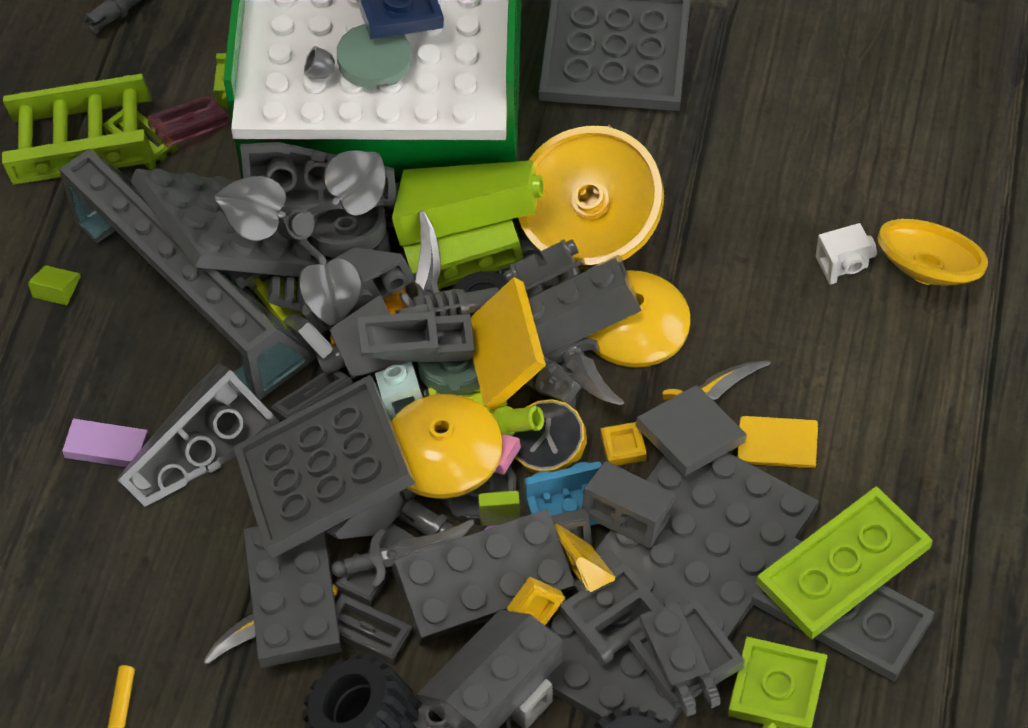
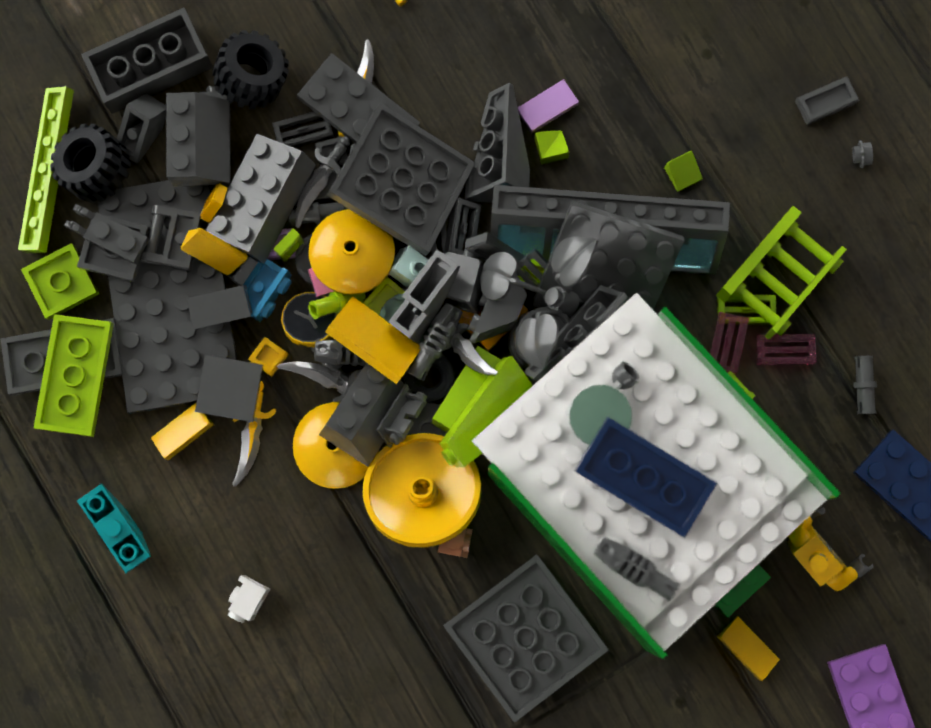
camera: 140 degrees right, 25 degrees up
(146, 401) = (551, 146): none -> lime slope
(172, 89) = (811, 349): none -> clear pink tile
(924, 391) = (115, 527): none -> teal slope
(932, 252) = (187, 653): yellow dish -> none

